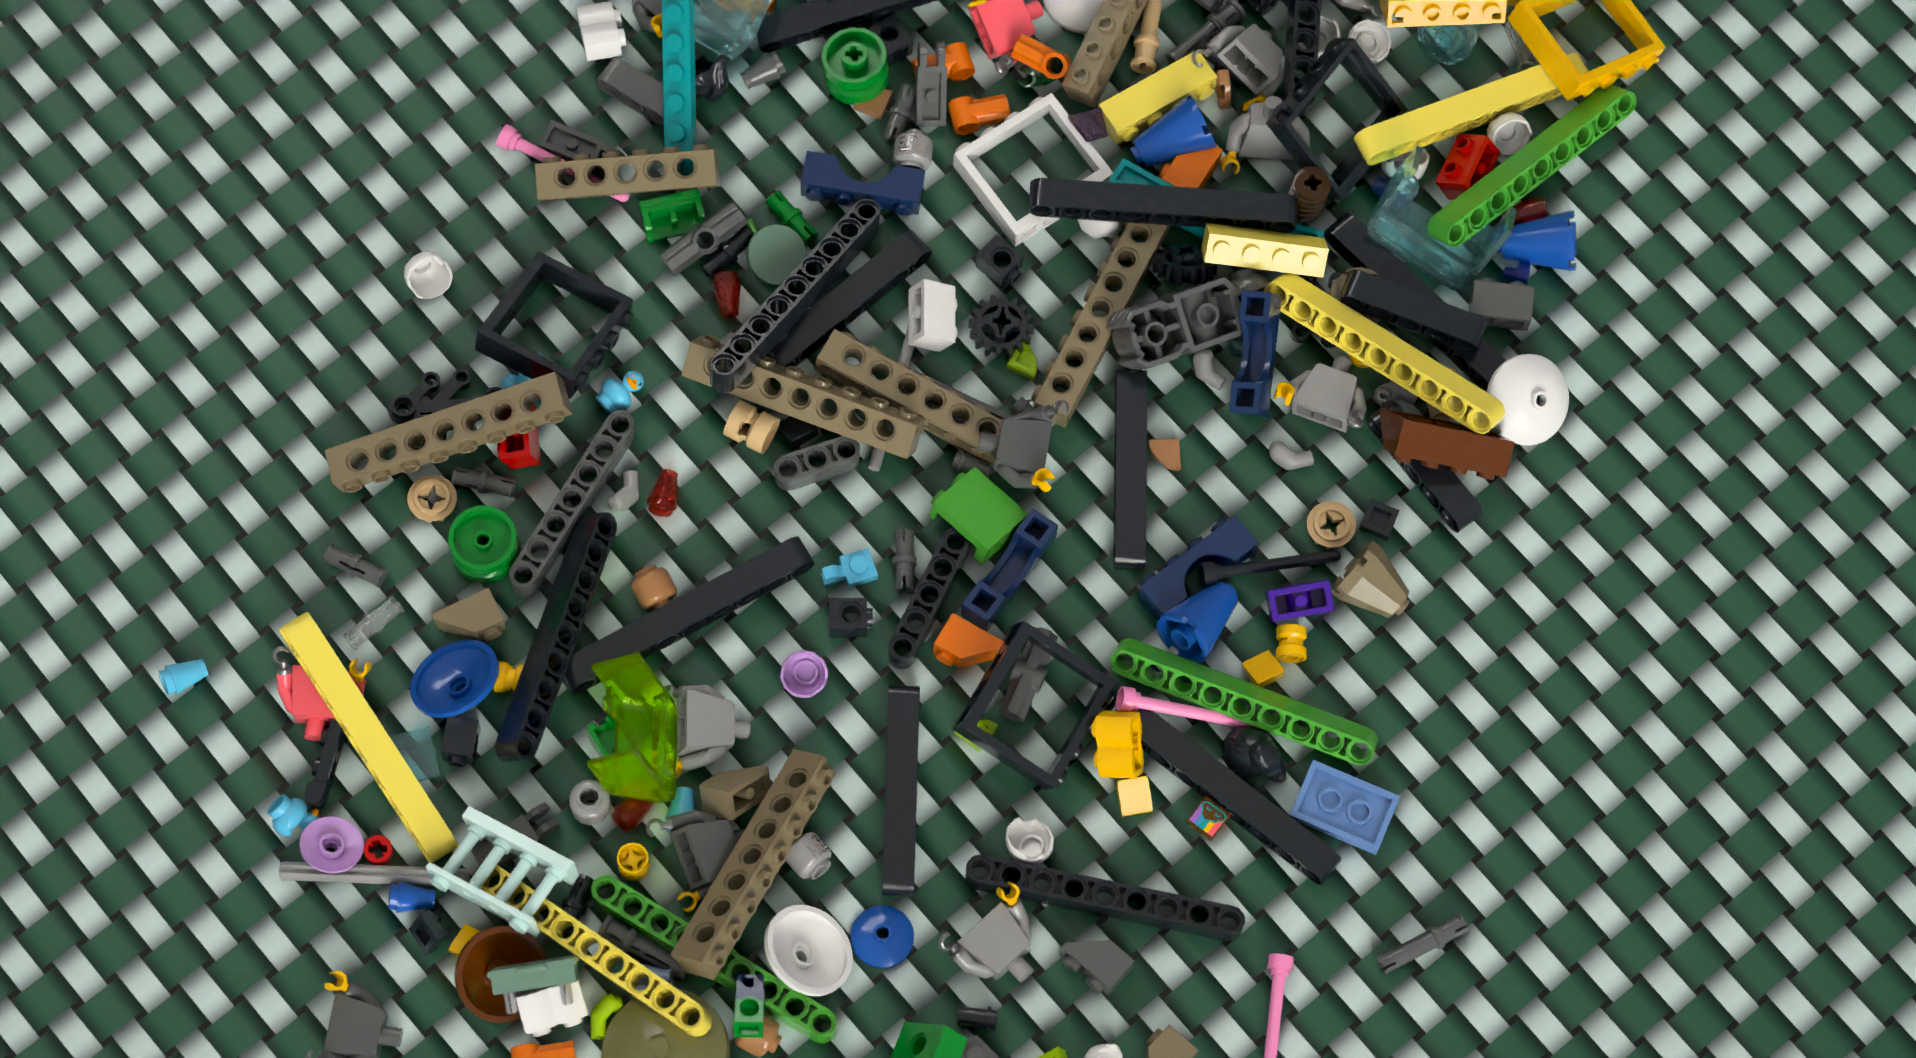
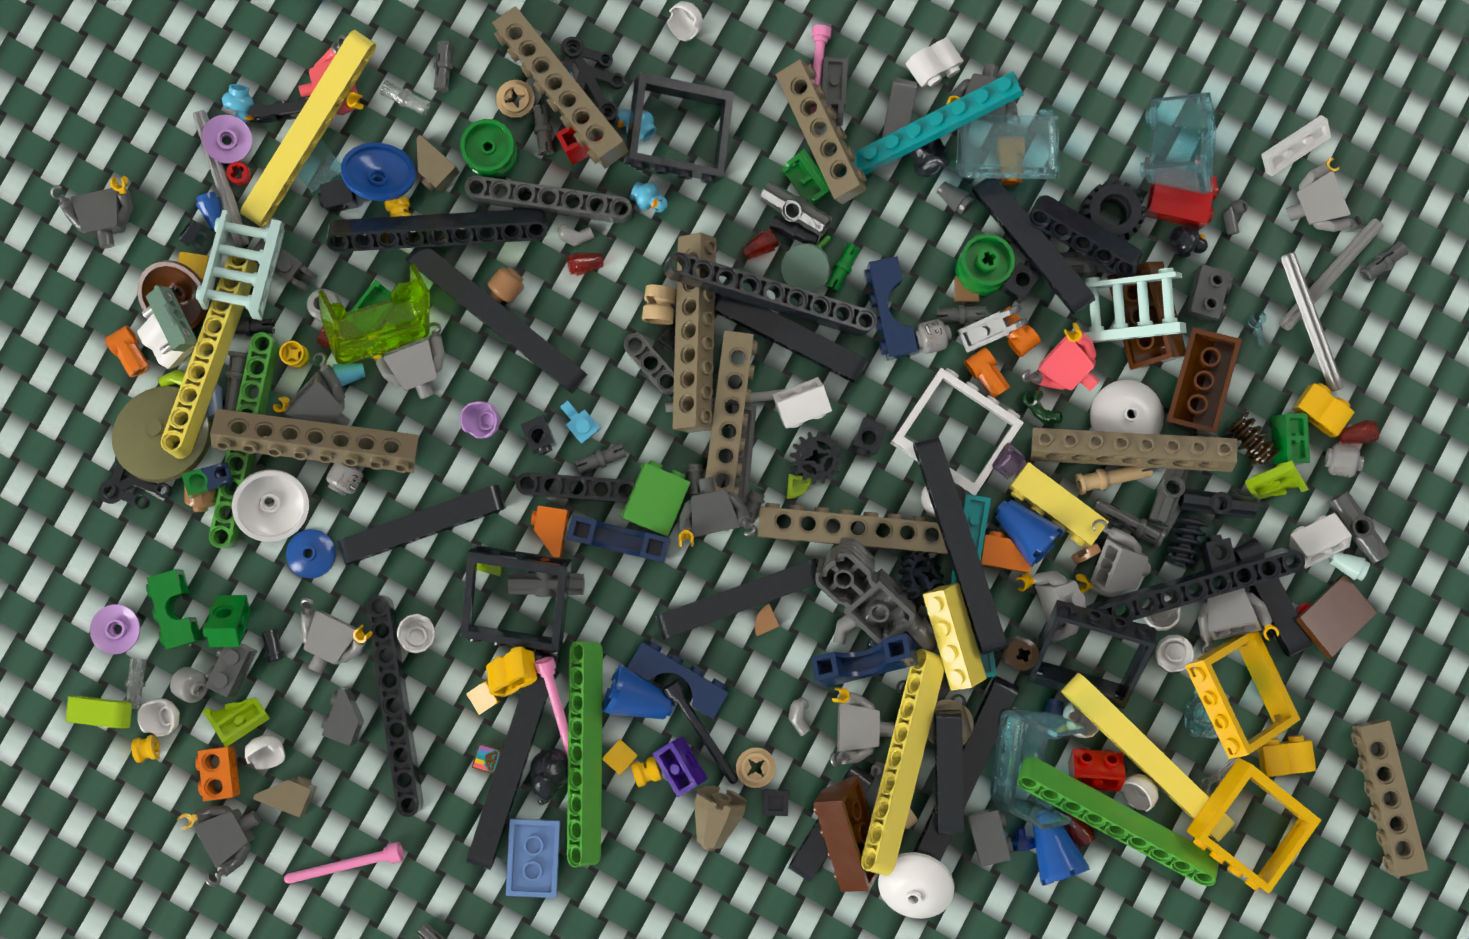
camera: 75 degrees right, 15 degrees up
(734, 791) = (371, 405): dark tan slope -> none
(1039, 56) = (1048, 401): orange piece -> none

